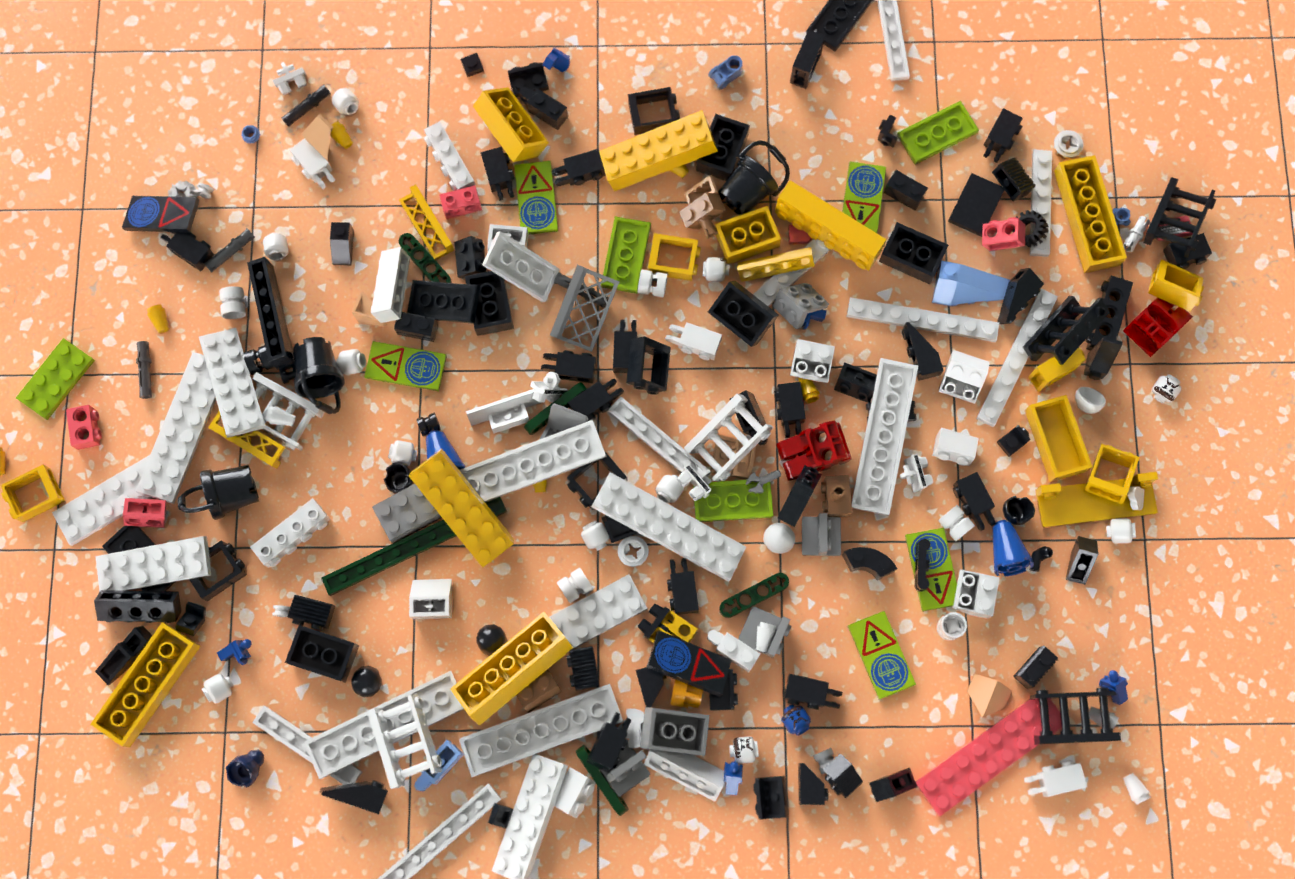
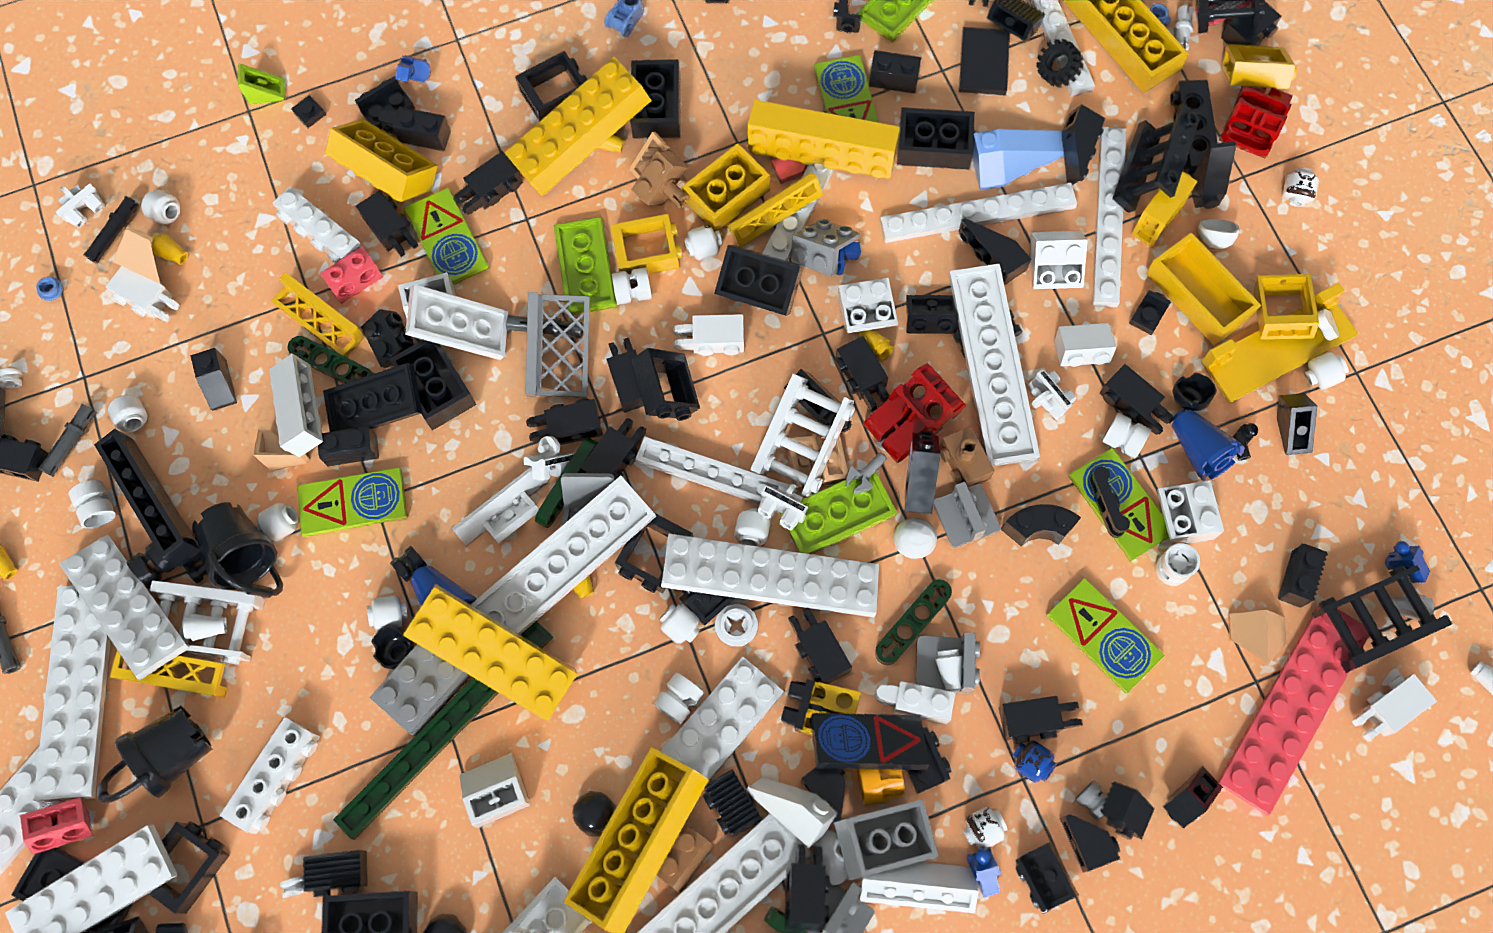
camera: 20 degrees left, 5 degrees down
(444, 33) = (260, 86): none -> lime slope
(624, 689) = (795, 808): none -> white slope
(751, 181) = (707, 121): black piece -> none
(1003, 238) = (1035, 84): coral brick -> none

